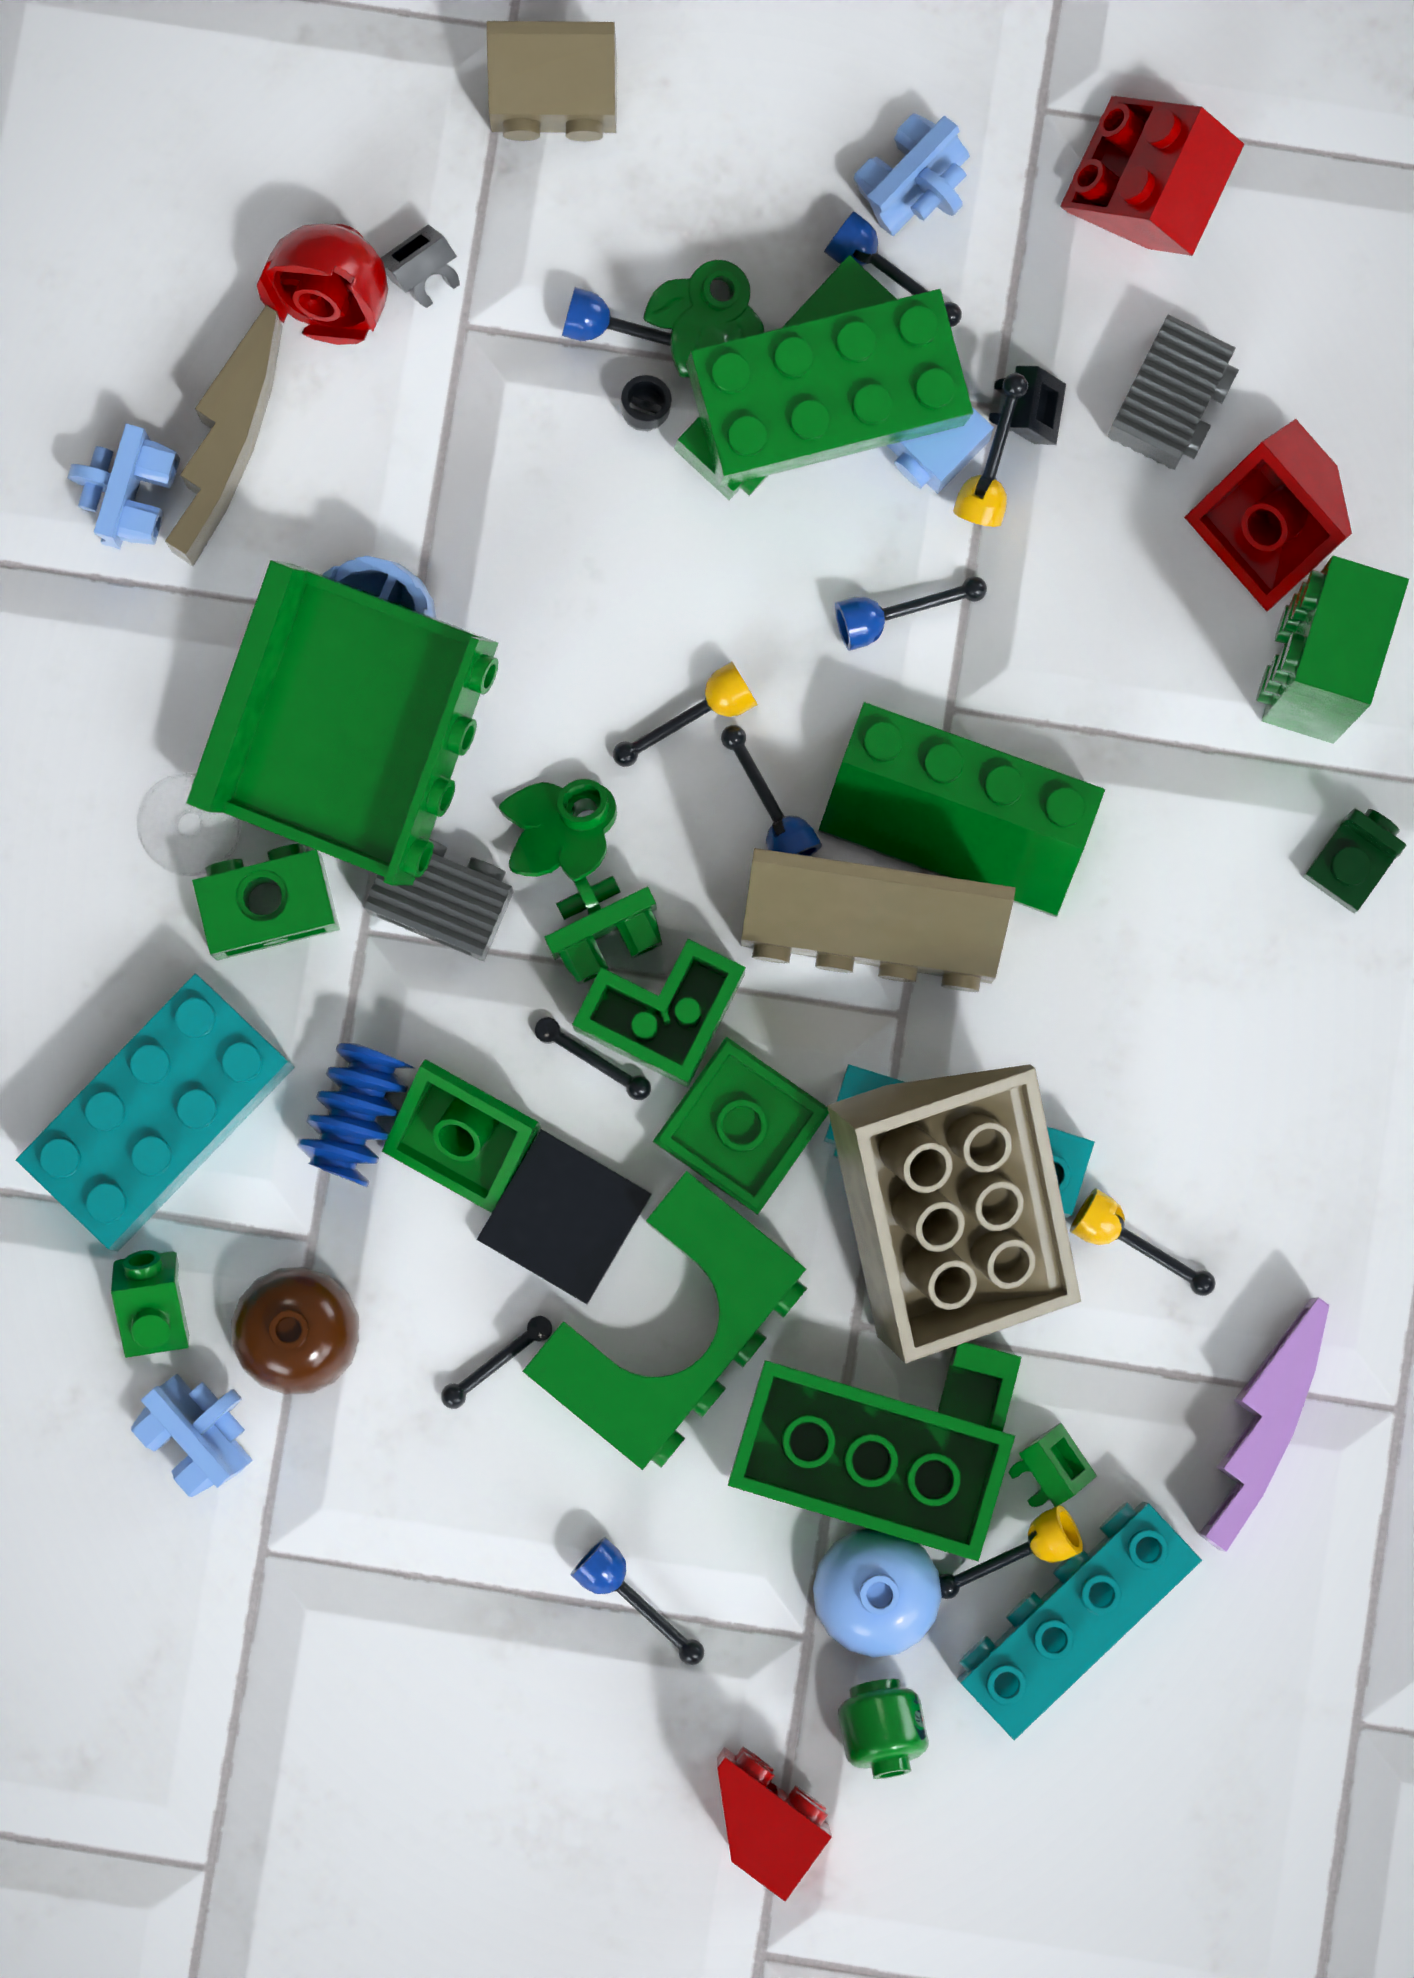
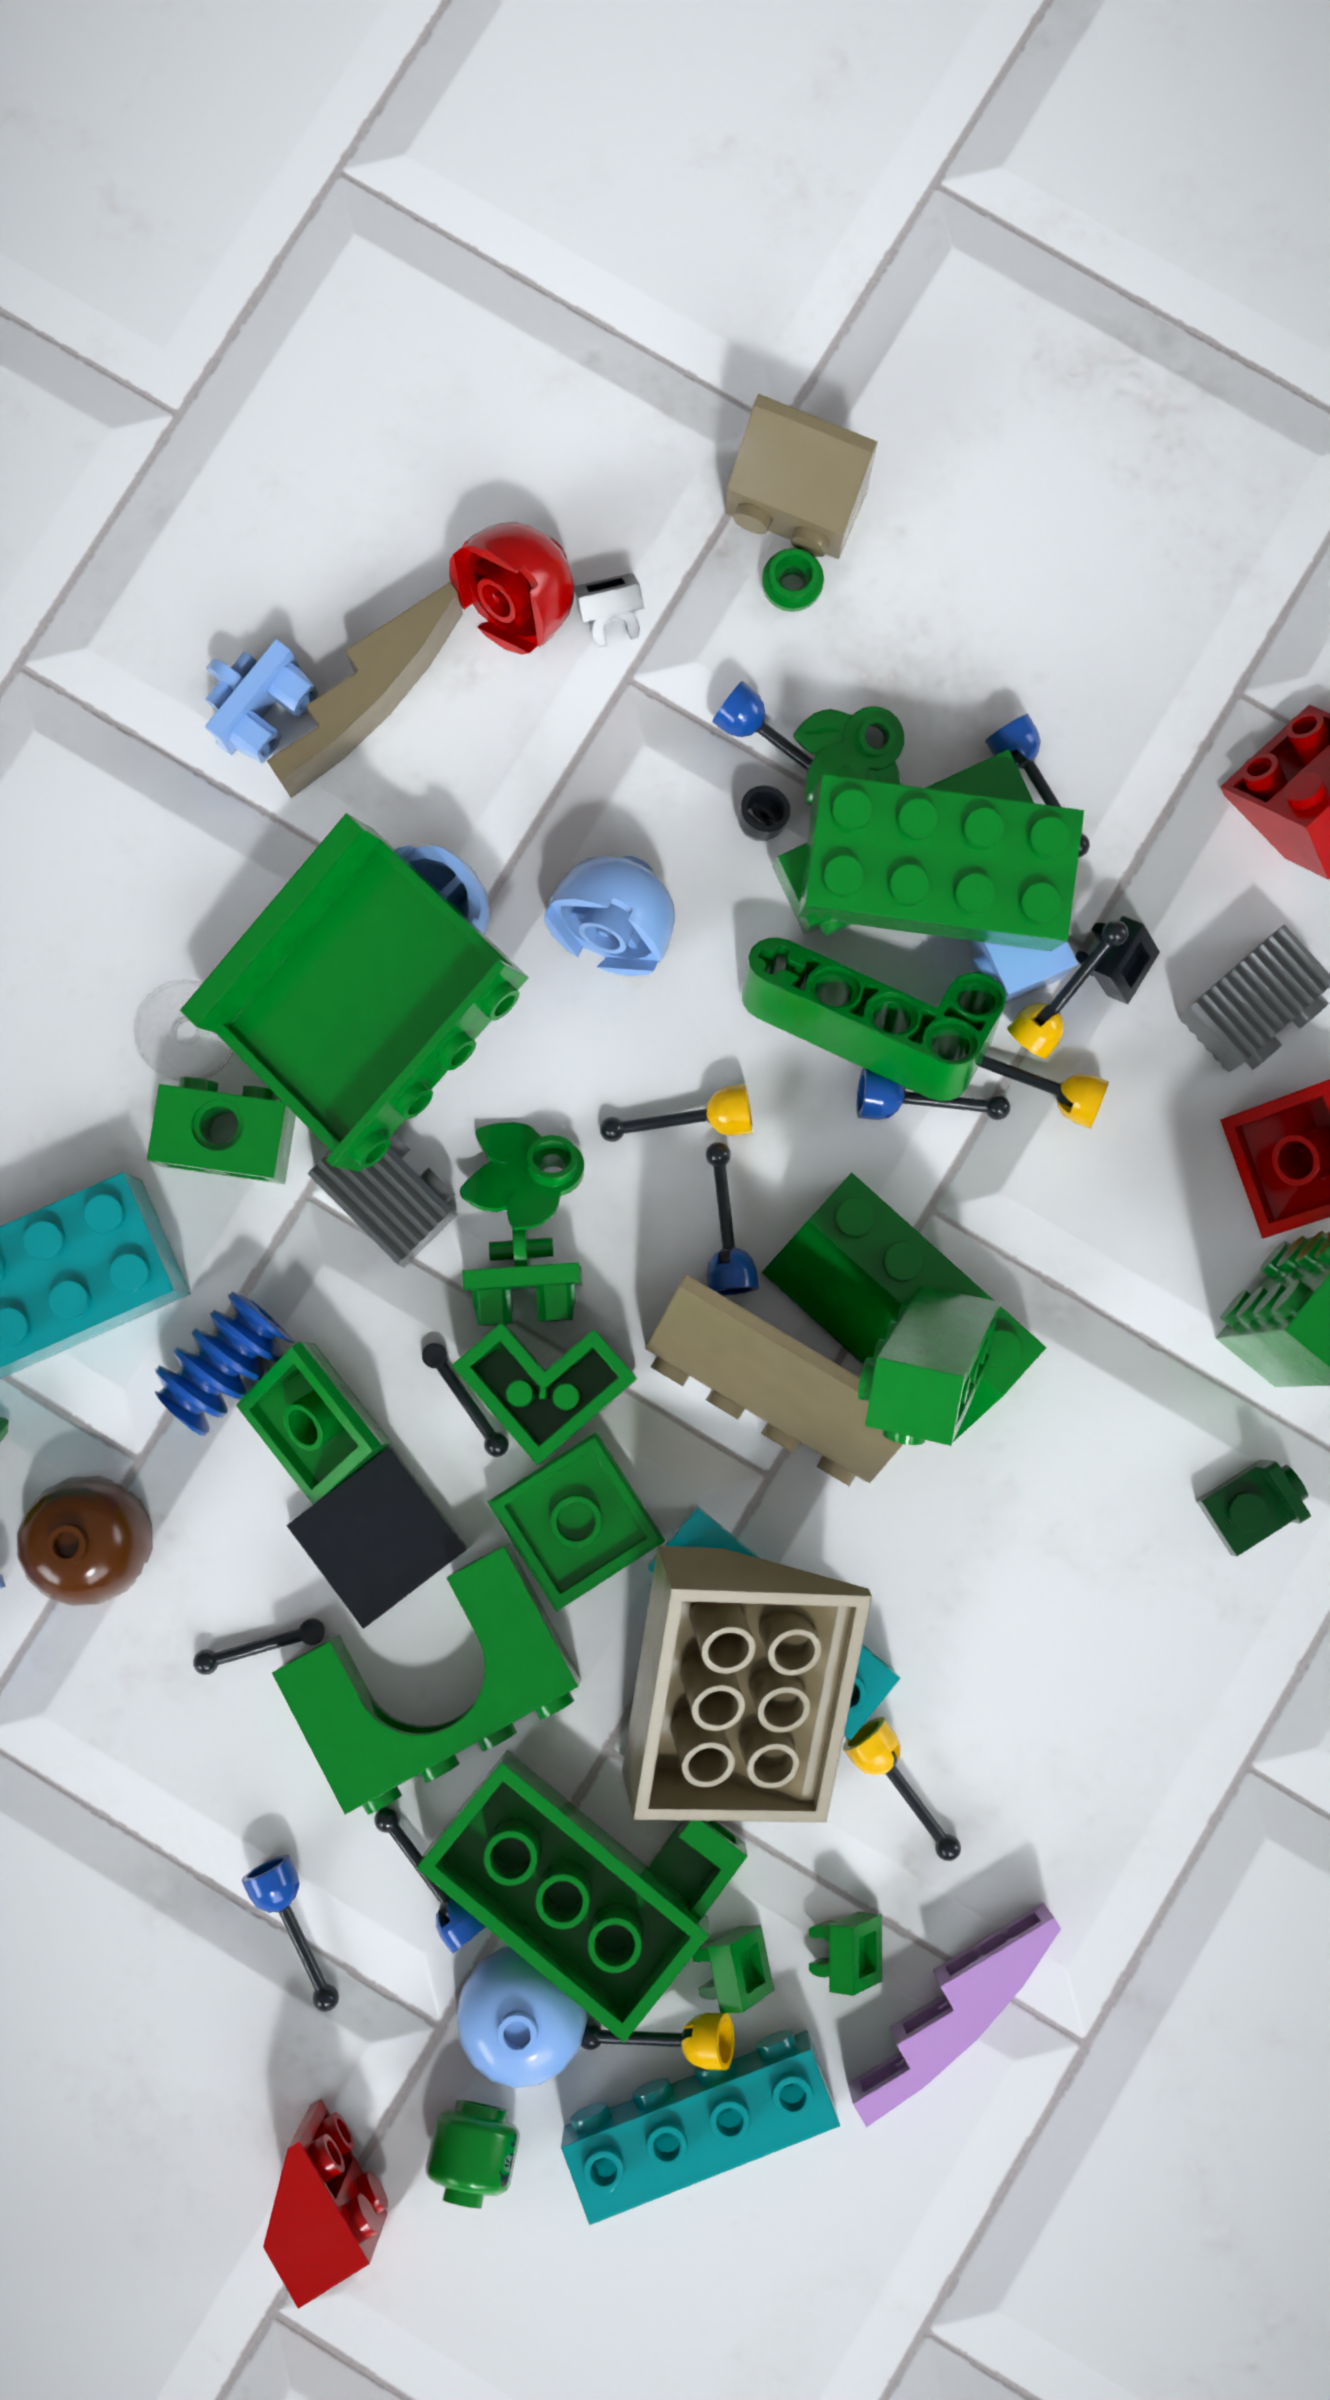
camera: 25 degrees right, 0 degrees up
(546, 551) = (615, 911): none -> light blue cylinder
(578, 153) = (798, 563): none -> green plate
(782, 1526) = (452, 1921): none -> hinge
(827, 557) = (873, 1023): none -> green beam
(920, 179) = (1100, 709): light blue hips -> none
(1002, 838) = (928, 1366): none -> green brick
(1043, 549) = (1076, 1097): none -> yellow hinge
(1154, 1409) = (853, 1952): none -> green tile

